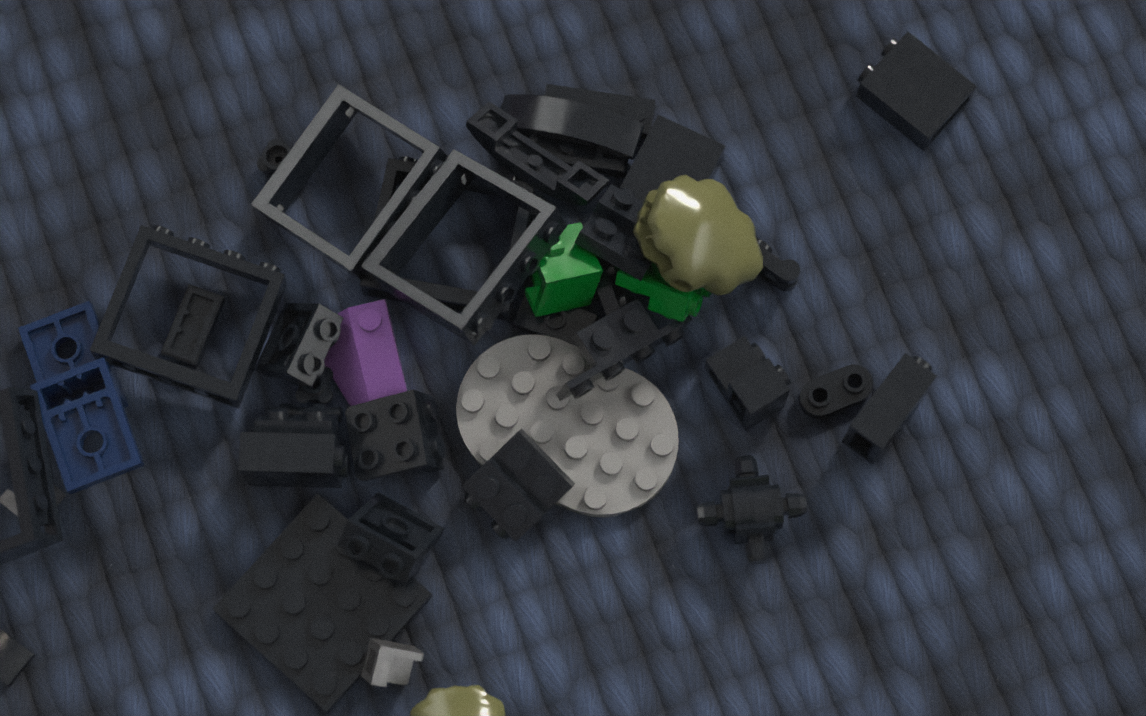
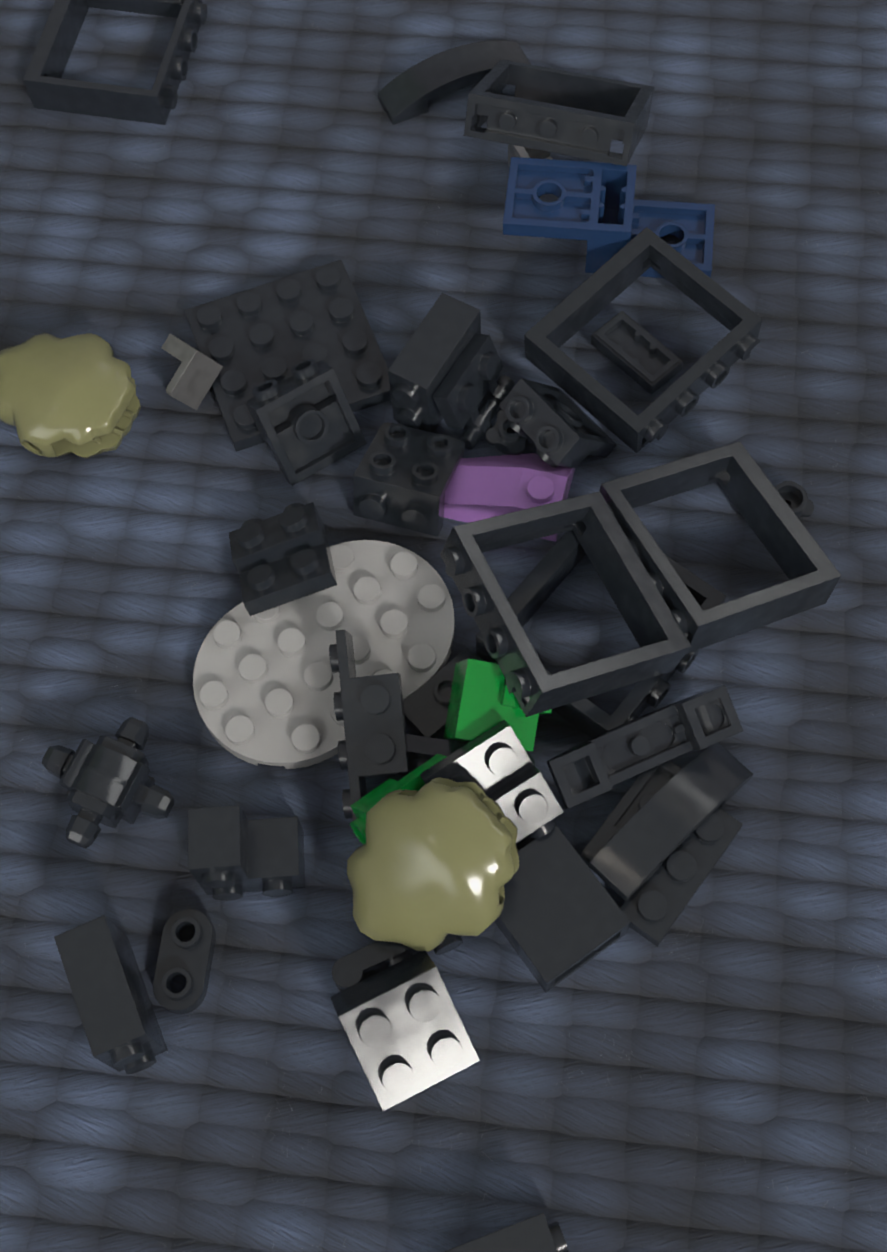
camera: 120 degrees right, 10 degrees down
(803, 215) = (404, 1029): none -> brick

